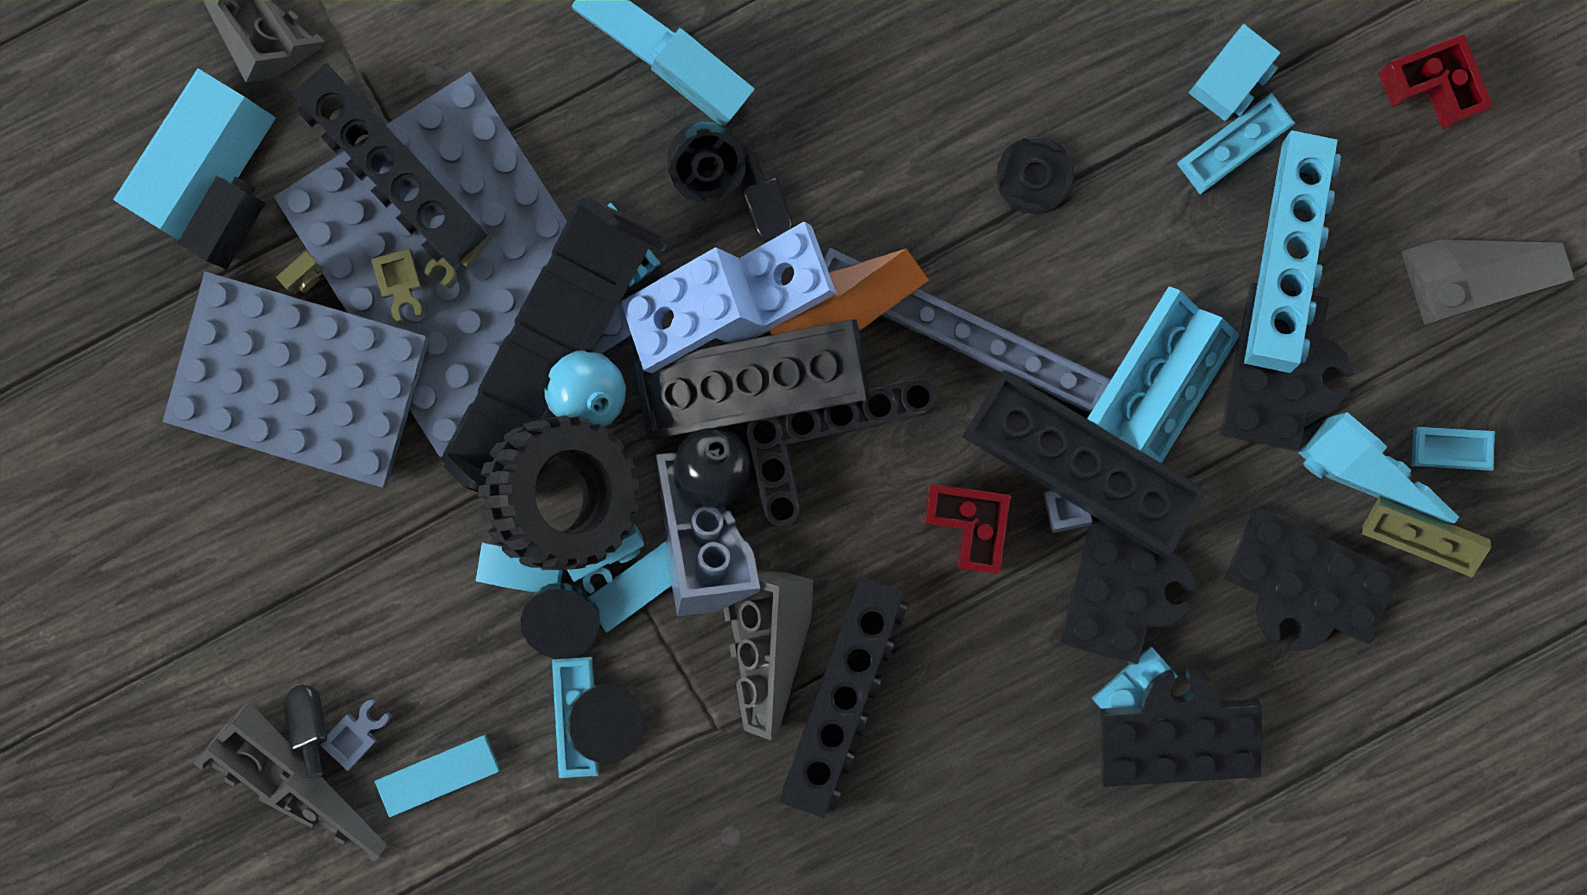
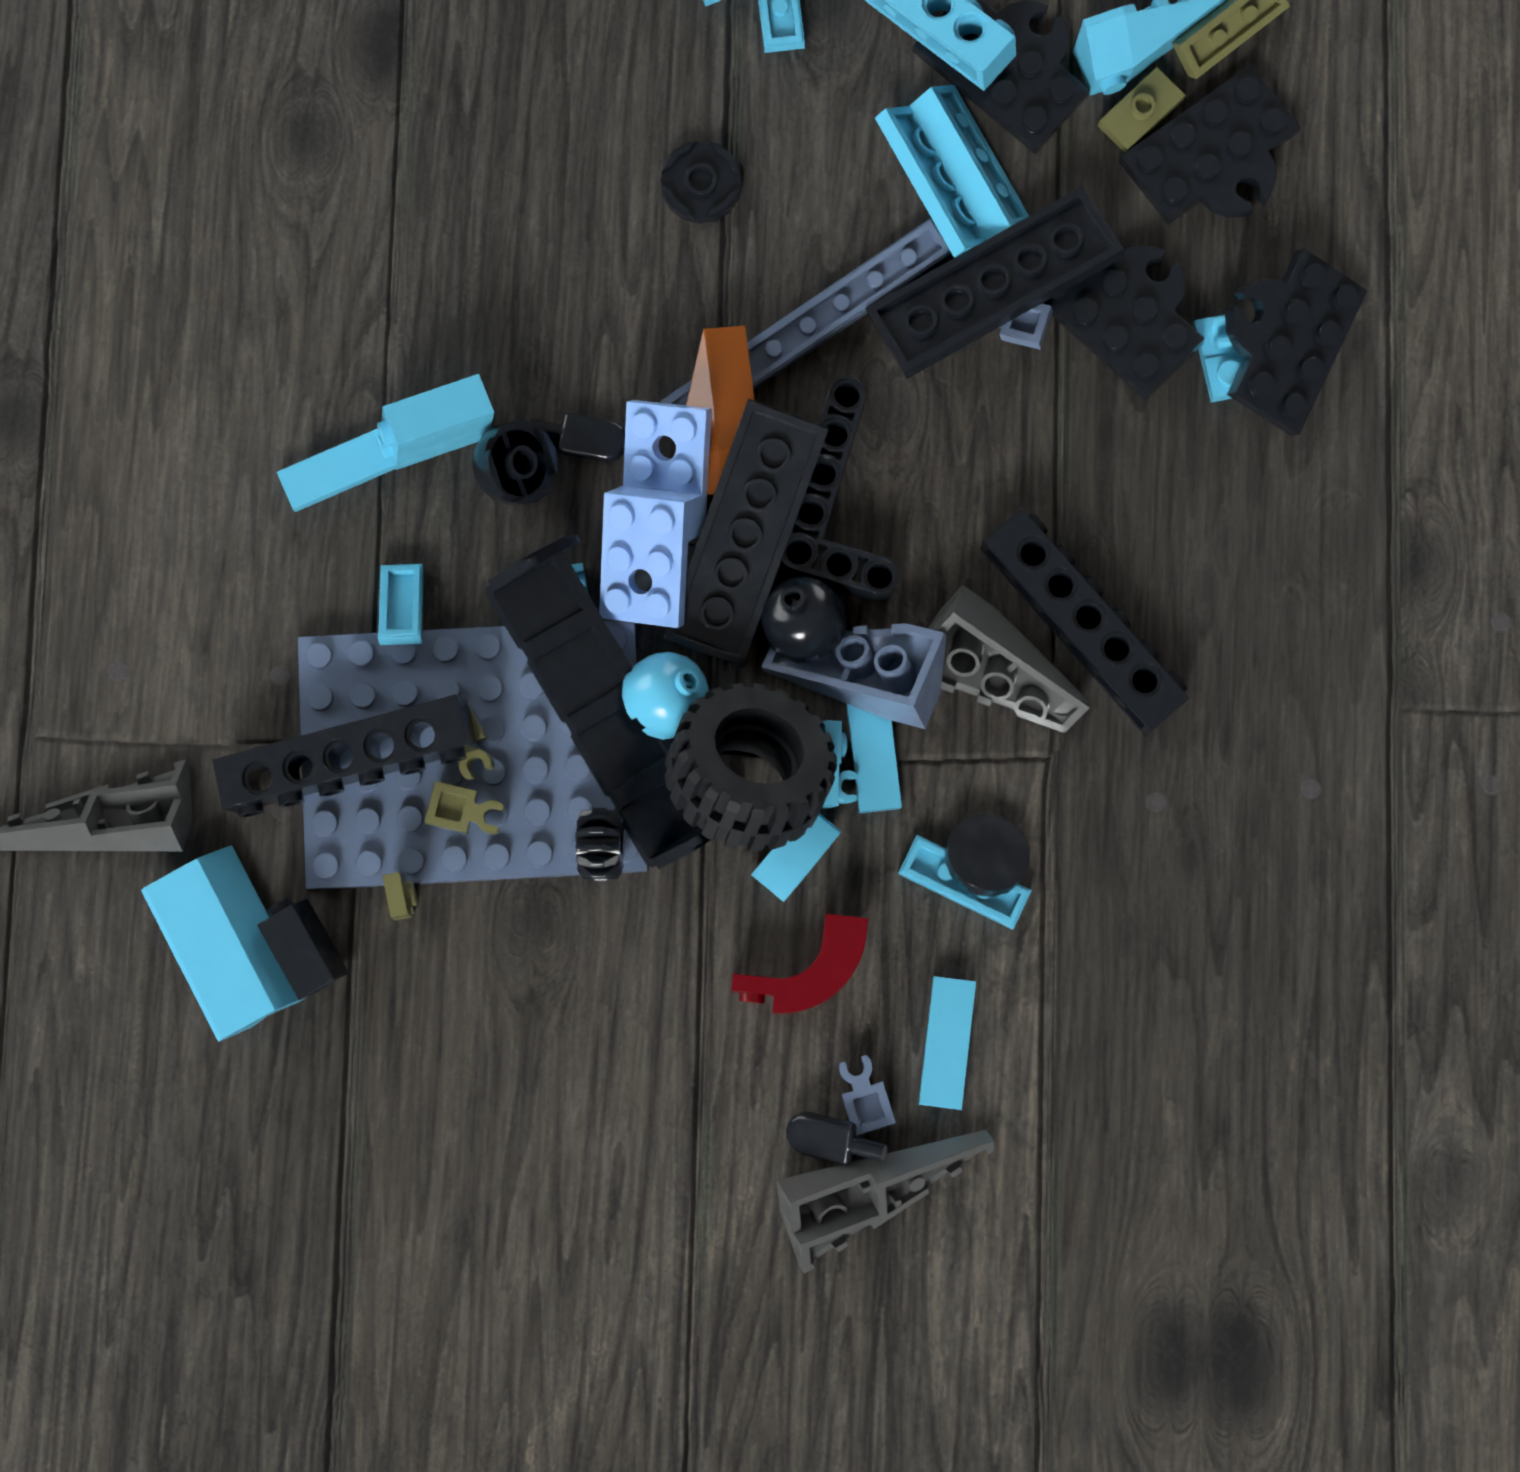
camera: 65 degrees left, 5 degrees down
(296, 379) = (493, 964): sand blue plate -> none
(427, 646) = (838, 958): none -> dark red arch
(430, 409) = (600, 844): none -> black gear
(542, 137) = (401, 604): none -> medium azure tile
(560, 621) = (867, 842): black tile -> none
(979, 516) = (994, 404): dark red brick -> none
(1308, 502) = (1141, 110): none -> olive plate

